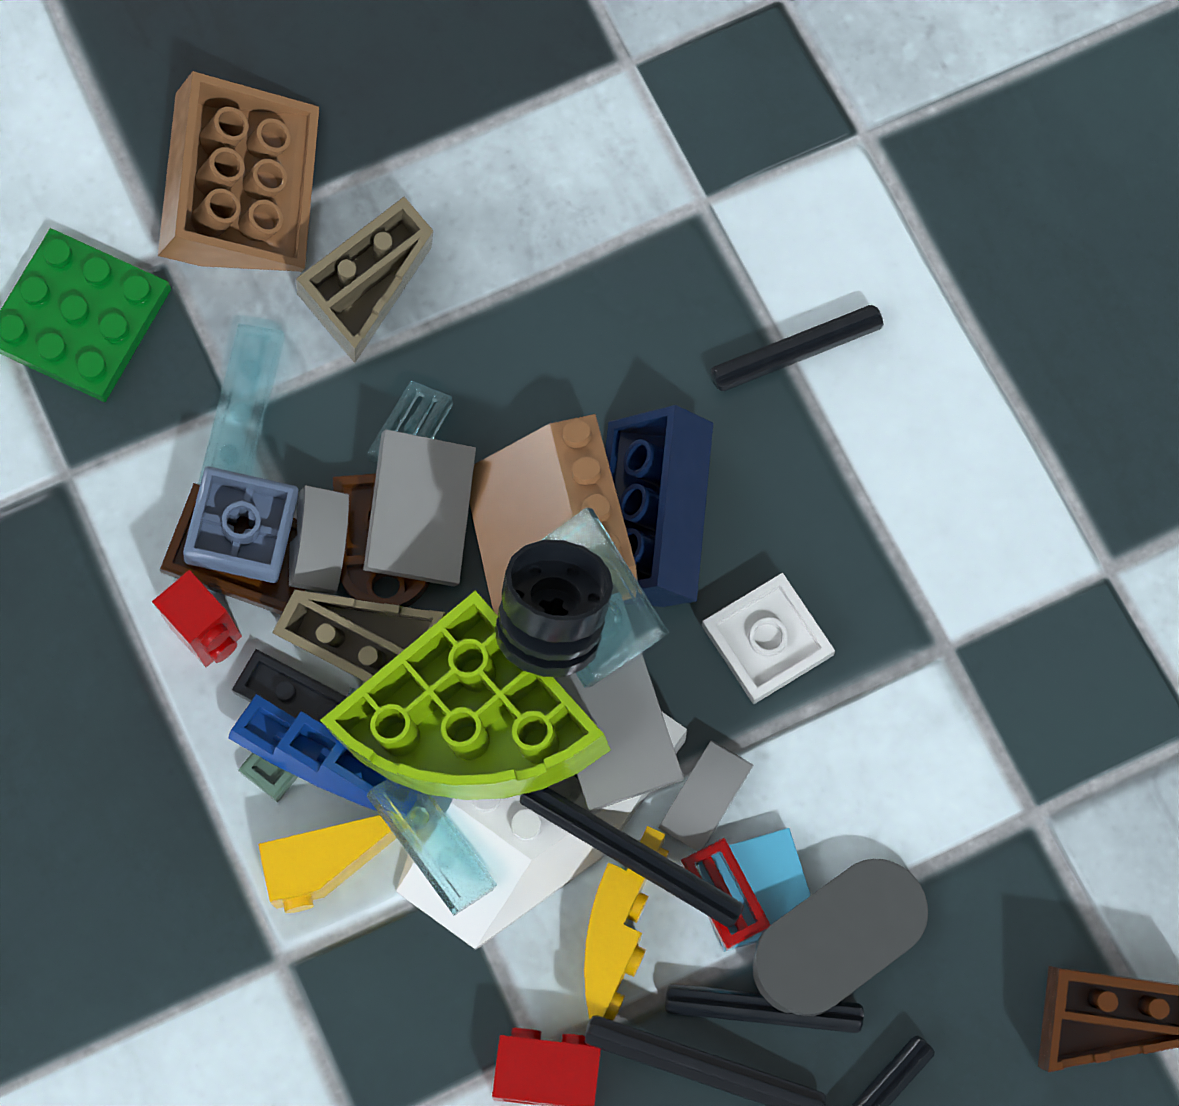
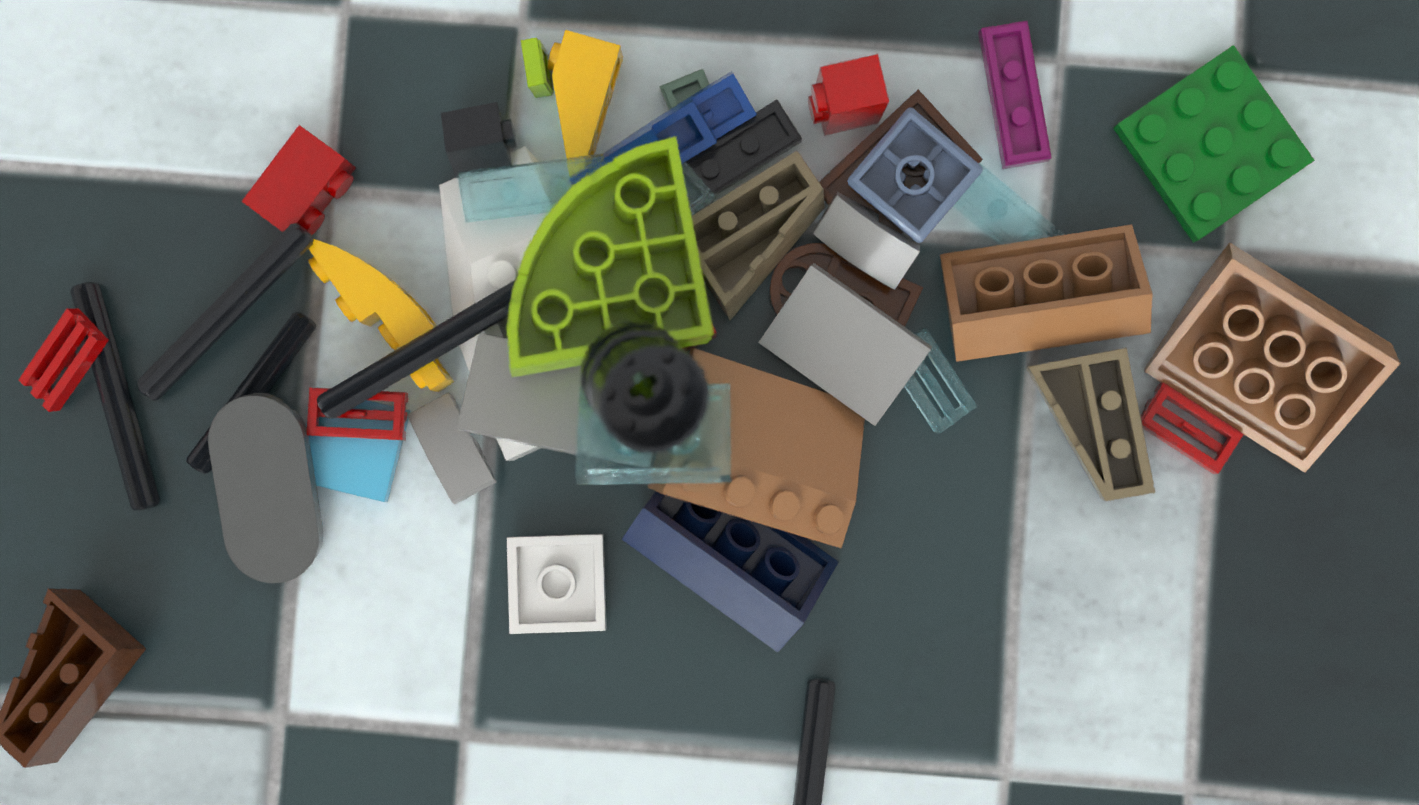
camera: 120 degrees right, 15 degrees up
(119, 495) = (1015, 94): none -> magenta tile
(283, 373) = (1046, 293): none -> medium nougat slope
(314, 244) = (1223, 452): none -> red tile
(317, 915) = (536, 67): none -> lime tile
(413, 928) = (478, 138): none -> black brick

